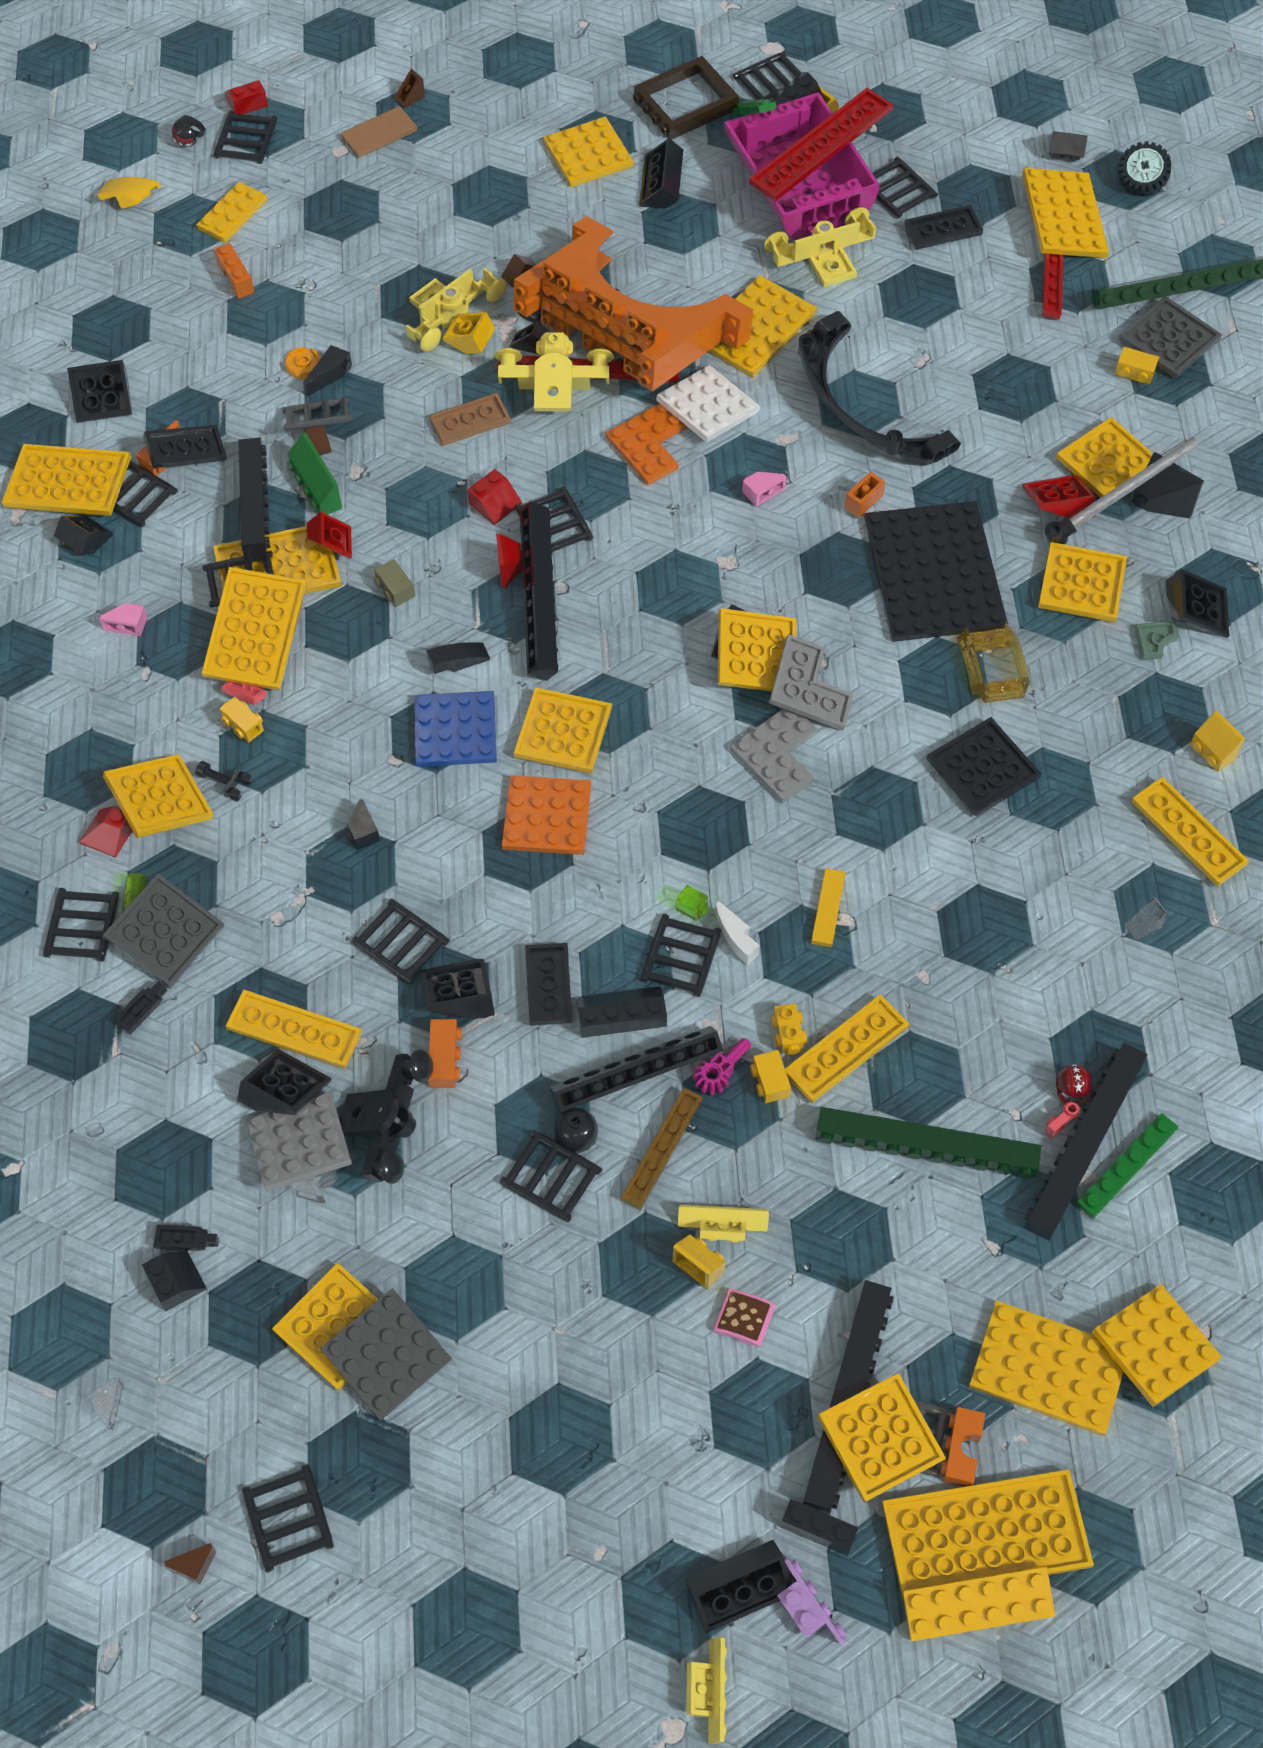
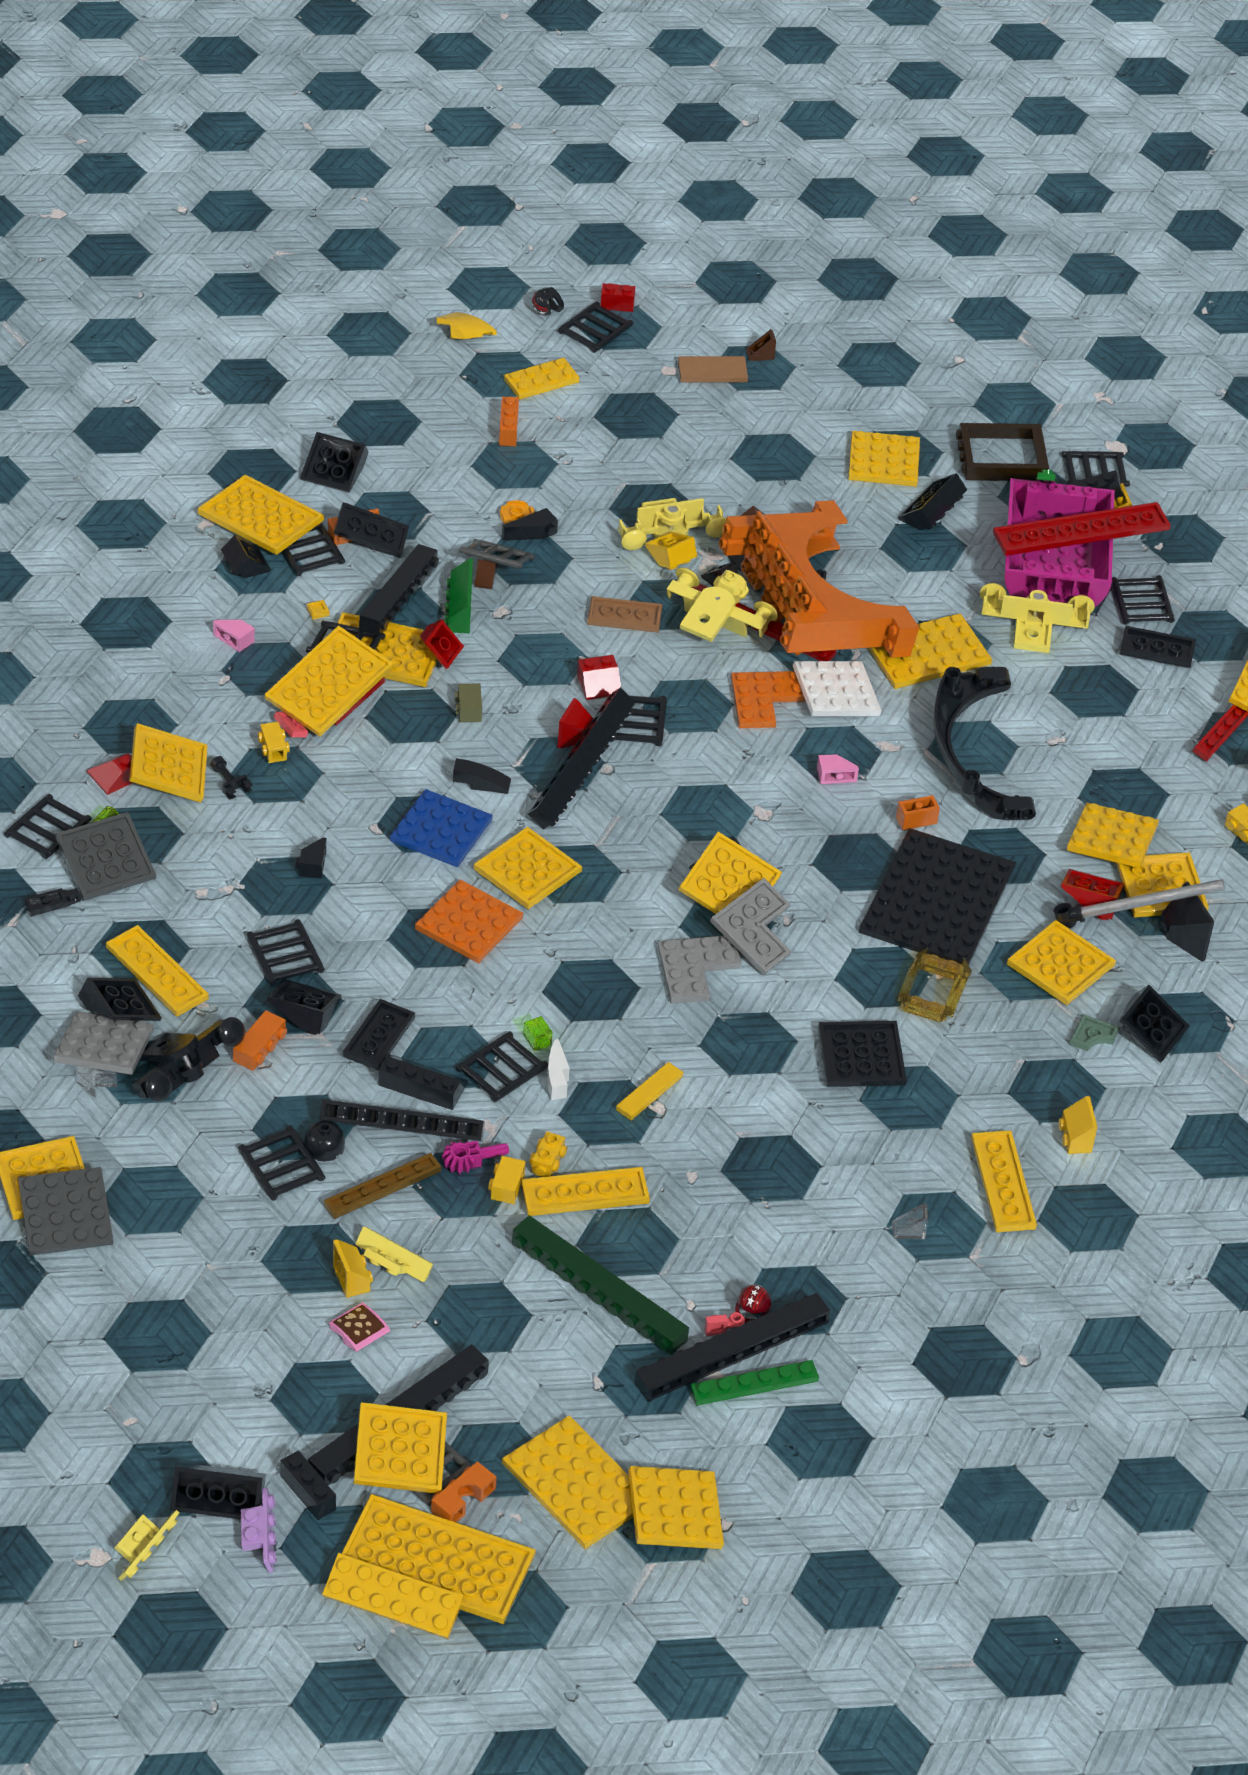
camera: 25 degrees right, 15 degrees down
(186, 553) = (318, 609): none -> yellow tile
(1038, 432) = (1113, 835): none -> yellow plate

